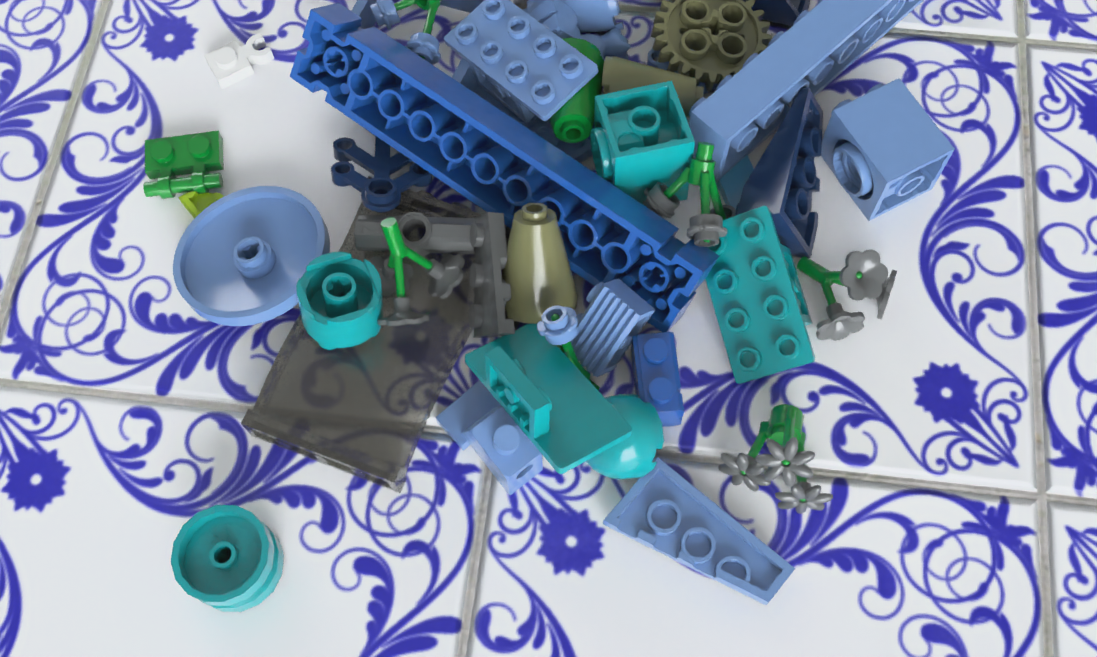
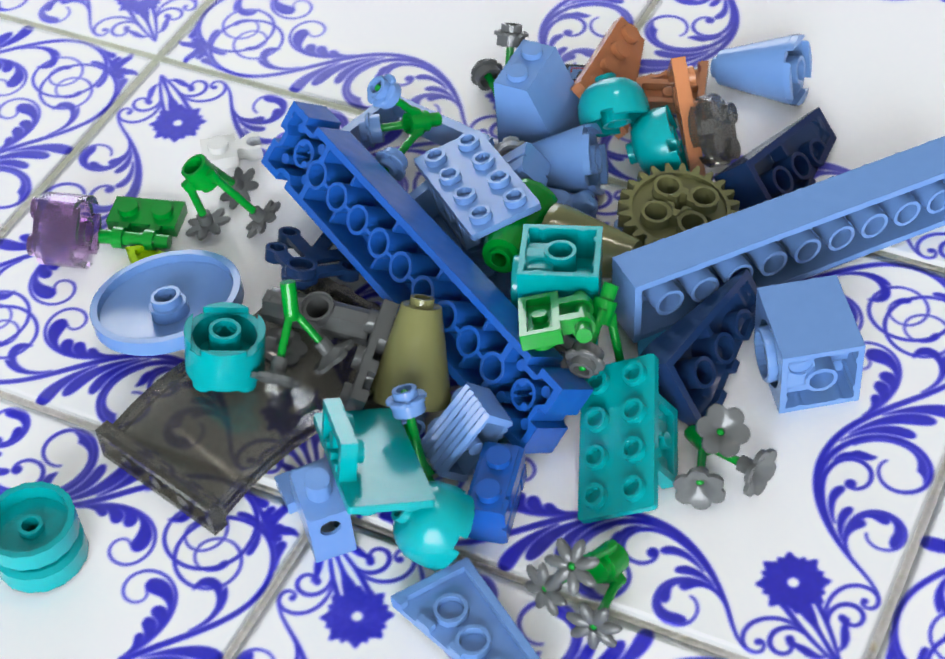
camera: 20 degrees right, 20 degrees down
(109, 198) = (64, 229): none -> clear purple brick
(238, 107) = (205, 176): none -> plant
(656, 203) = (548, 318): none -> green plate

